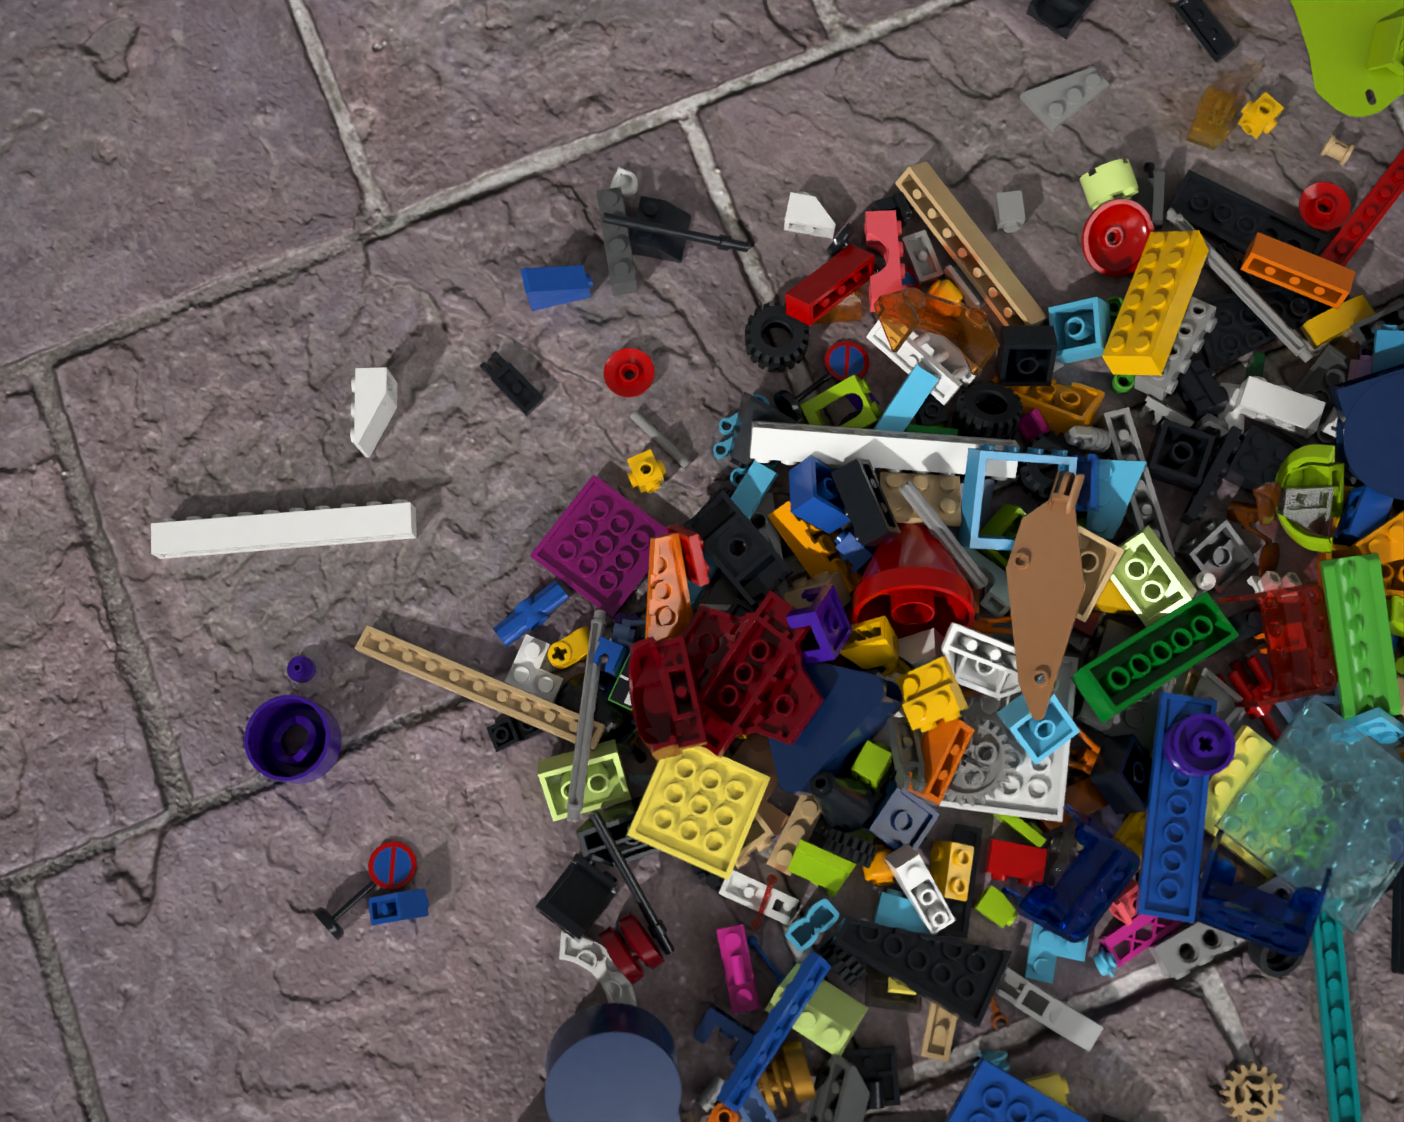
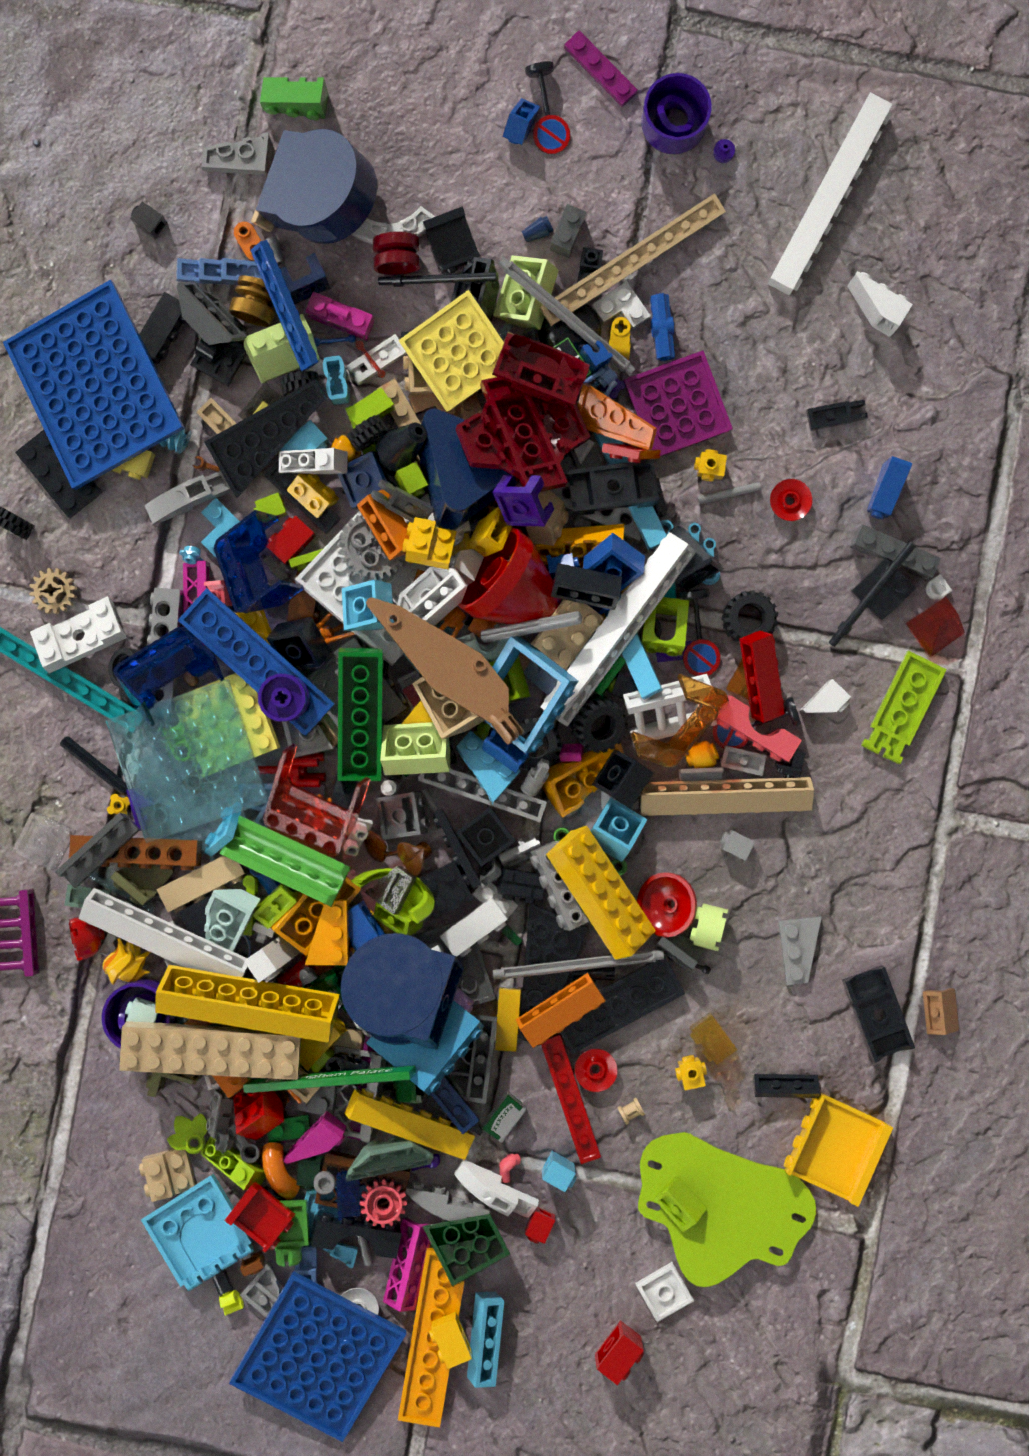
camera: 120 degrees right, 10 degrees up
(287, 859) = (600, 68): none -> magenta plate
(489, 777) = (568, 231): none -> dark grey brick
(507, 812) = (538, 229): none -> dark blue cone
(663, 162) = (936, 626): none -> clear red slope
(763, 142) = (904, 706): none -> lime hinge
(1305, 1048) = (58, 643): none -> white piece

